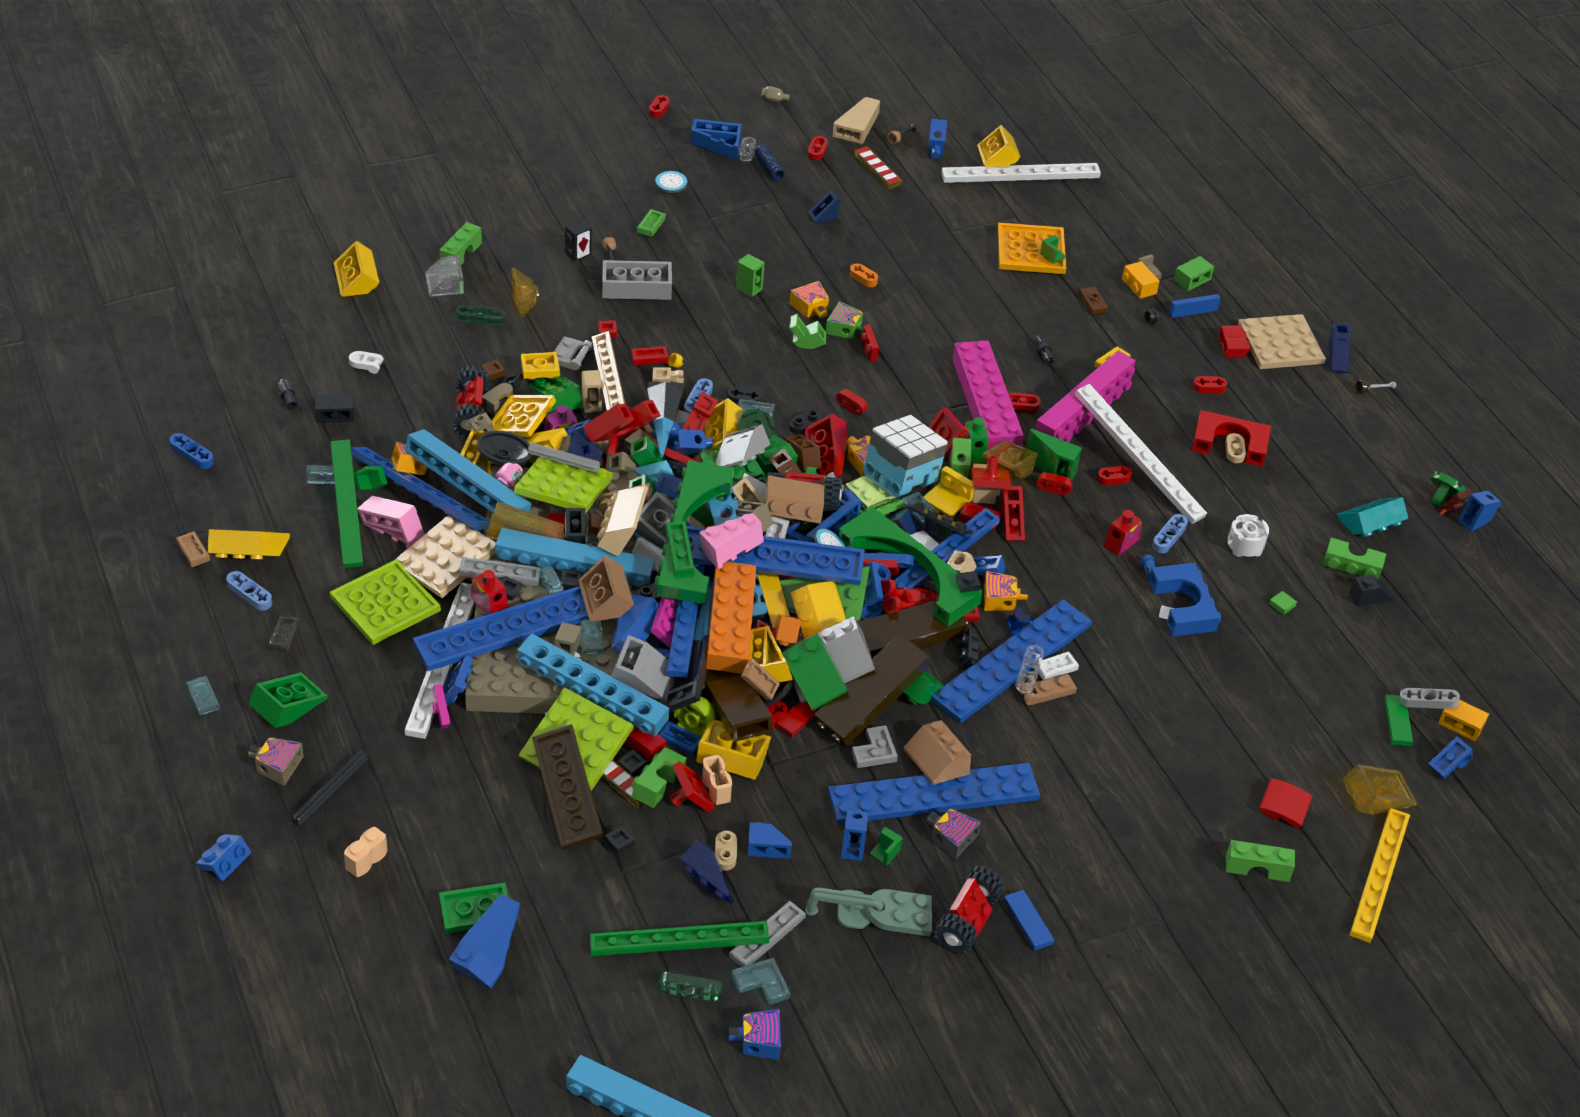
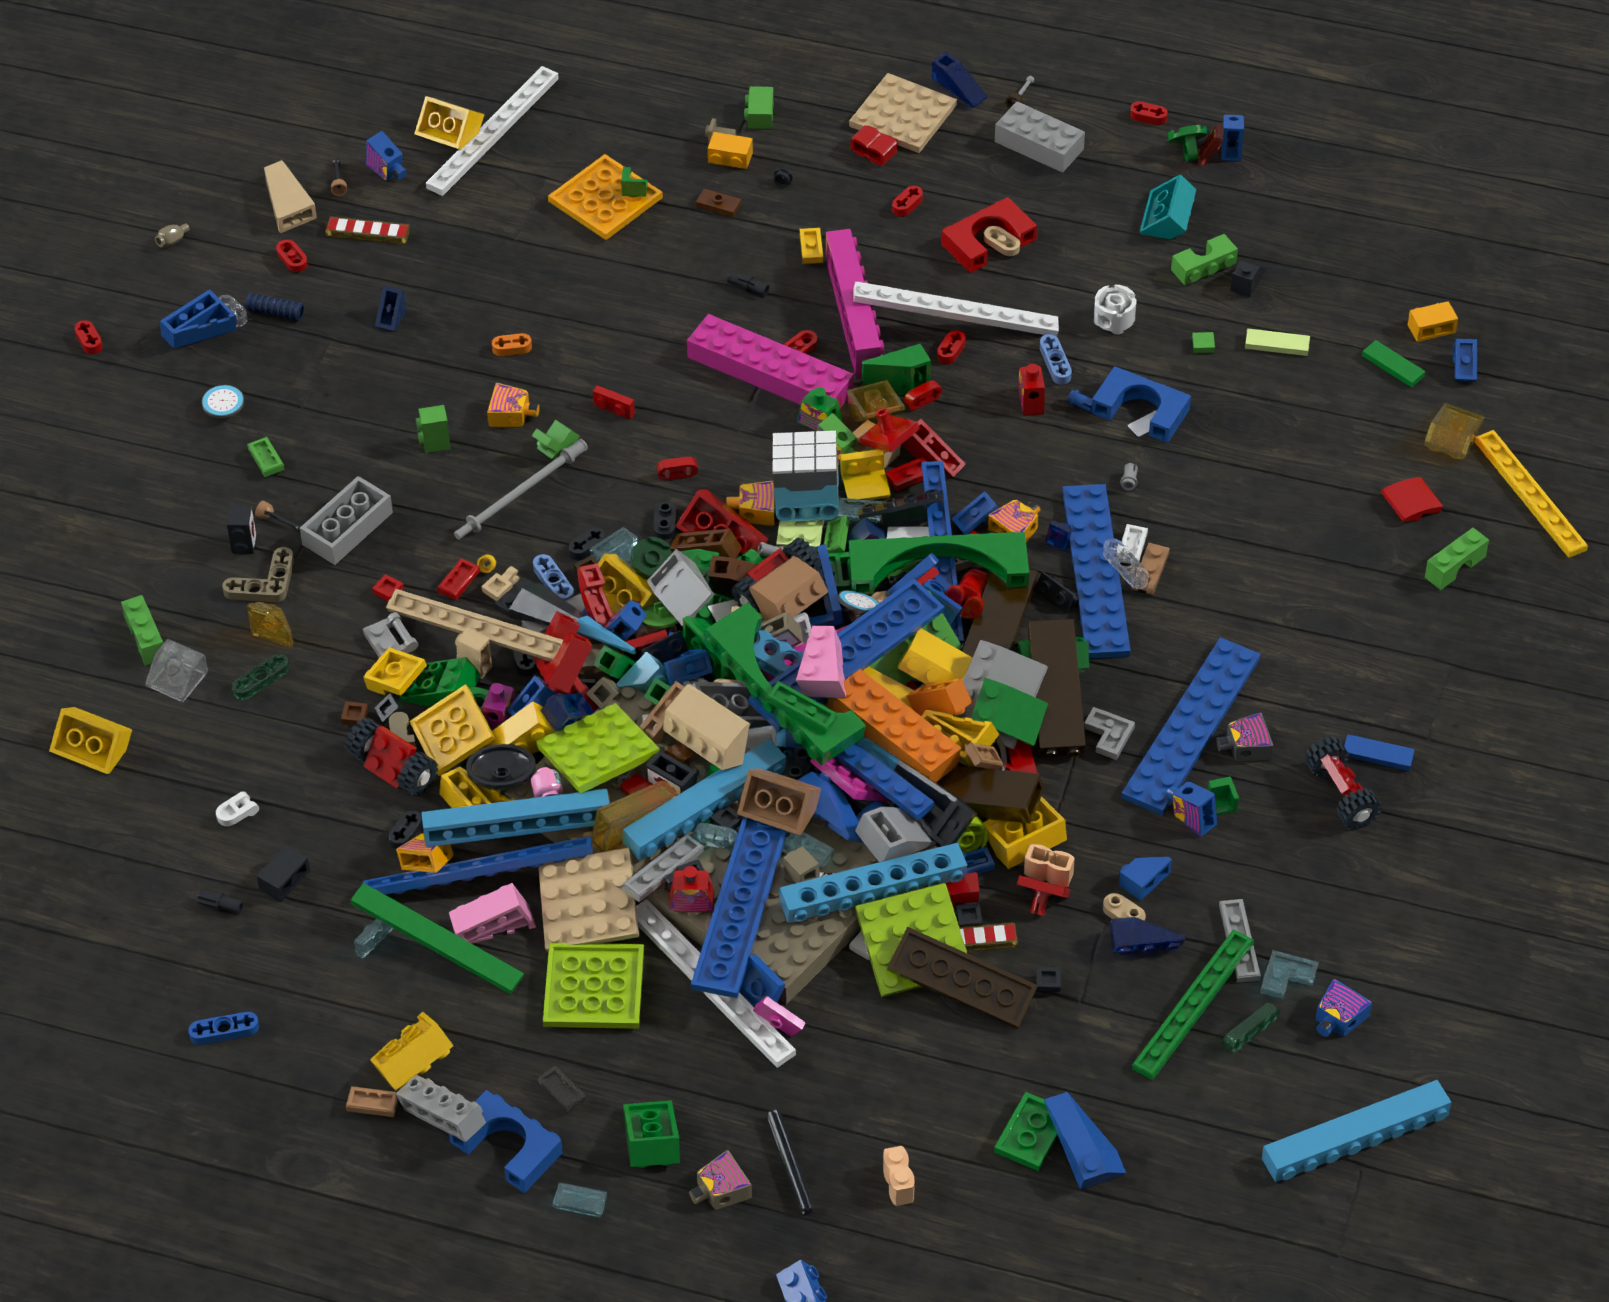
camera: 45 degrees left, 5 degrees up
(206, 578) = (441, 1107): none -> light grey brick
(225, 648) = (540, 1145): none -> blue arch
(247, 583) = (489, 1077): medium blue beam -> none
(370, 478) = (422, 898): green panel -> none
(482, 422) = (444, 764): dark tan bracket -> none
(557, 283) = (266, 586): none -> dark tan beam
(564, 457) = (569, 726): light grey axle -> none
(652, 782) = (1001, 896): bright green arch -> none
(802, 347) = (567, 455): none -> light grey bar
(845, 321) = (566, 400): bright green torso -> none
(884, 908) = (1287, 838): sand green plate -> none
(938, 753) = (1161, 690): medium nougat slope -> none
(947, 427) = (789, 420): red tile -> none
(962, 562) = (962, 519): tan brick -> none
(968, 581) = (1007, 533): black plate -> none
(1110, 632) = (1129, 479): none -> light grey pin
(1194, 305) = (802, 137): blue tile -> none
(1334, 643) = (1277, 342): none -> yellowish green tile
(1347, 414) = (1039, 136): none -> light grey brick
(1443, 703) = (1402, 317): light grey beam -> none
(1445, 459) = (1148, 113): none -> red beam

